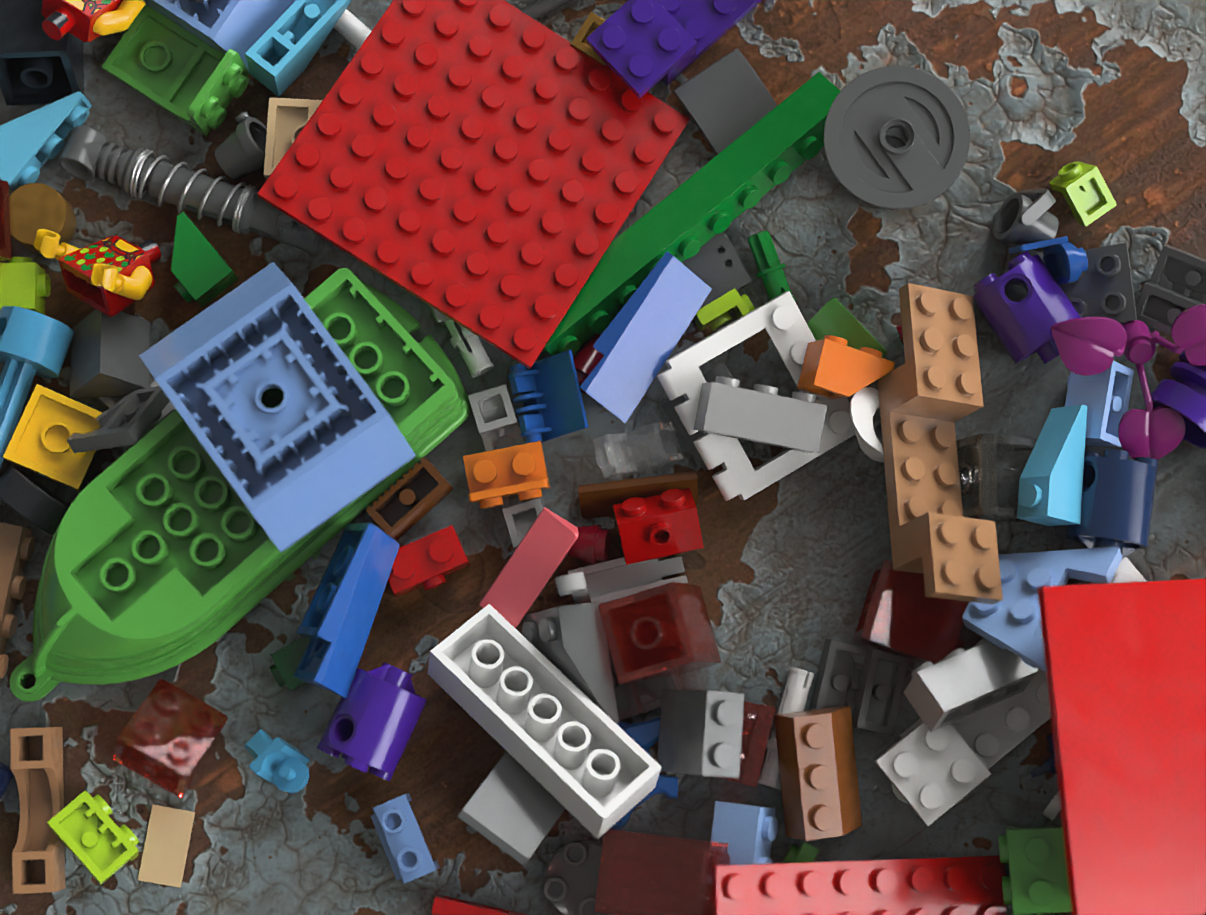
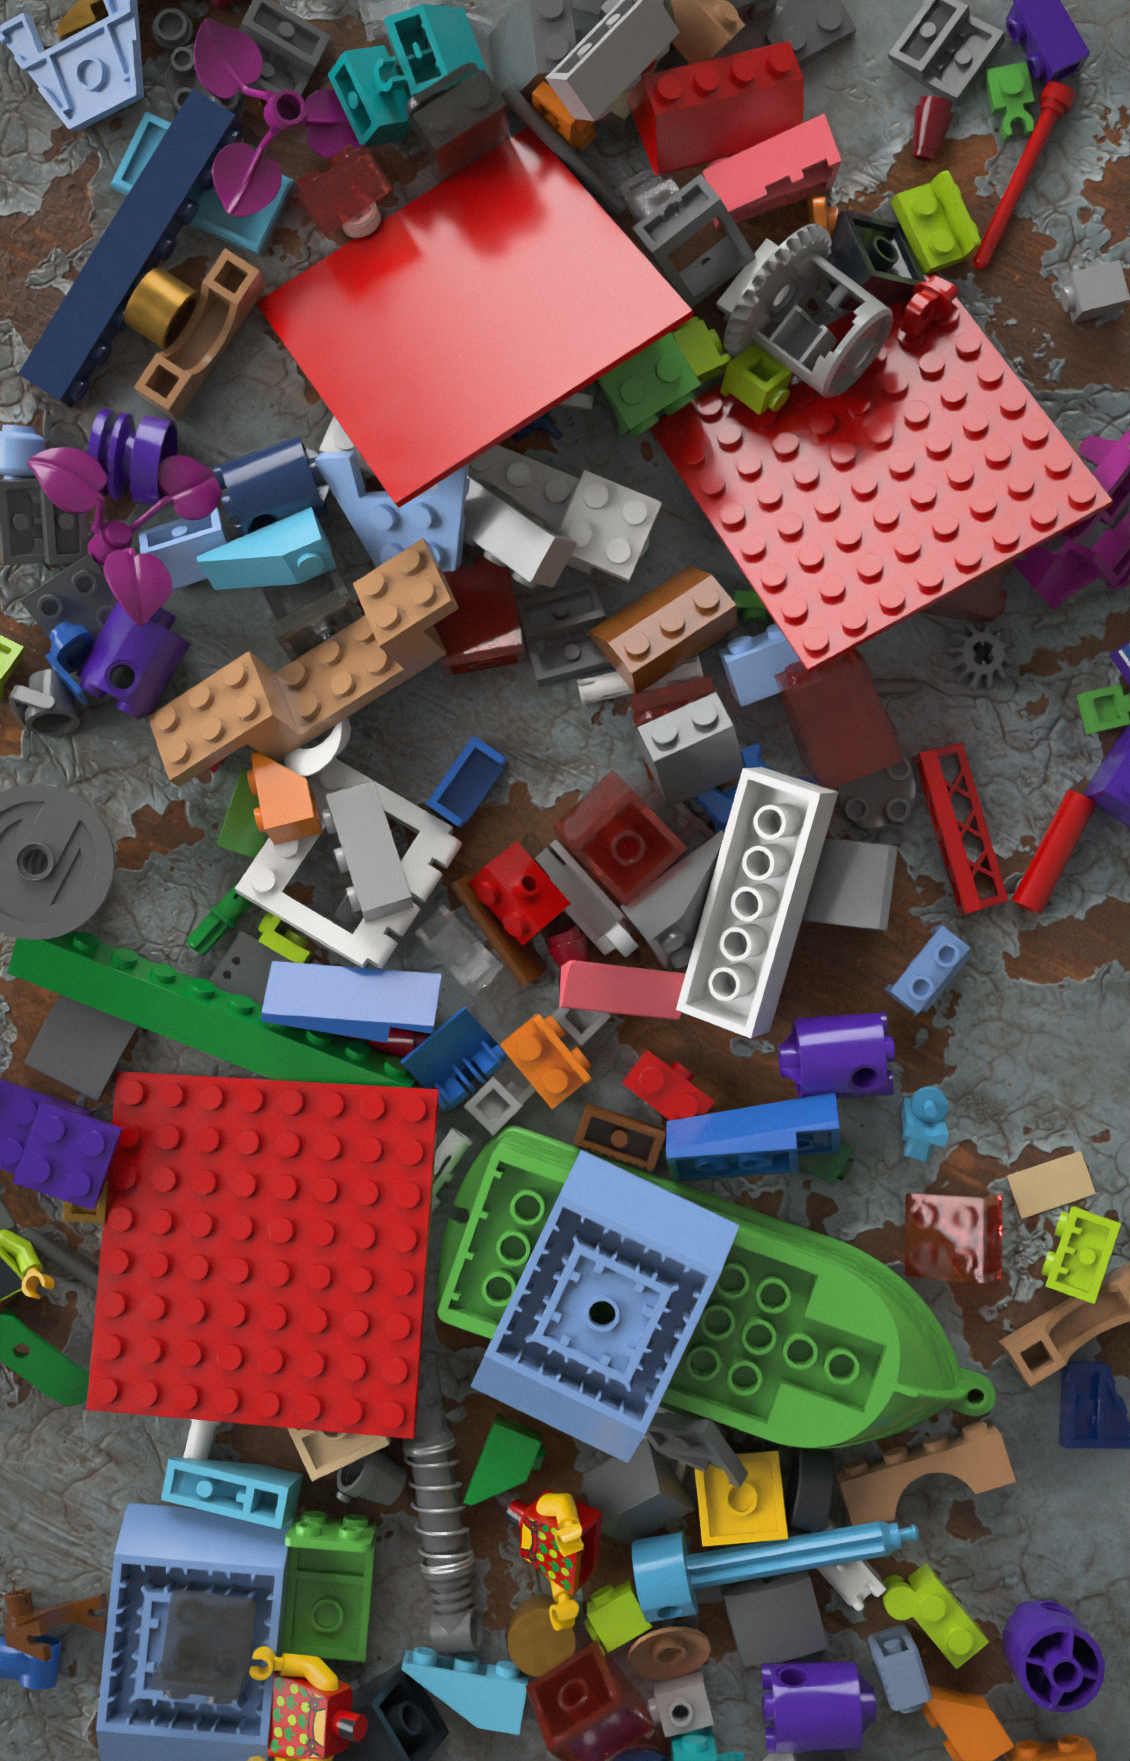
camera: 115 degrees left, 5 degrees up
(774, 532) = (467, 782): none -> blue panel

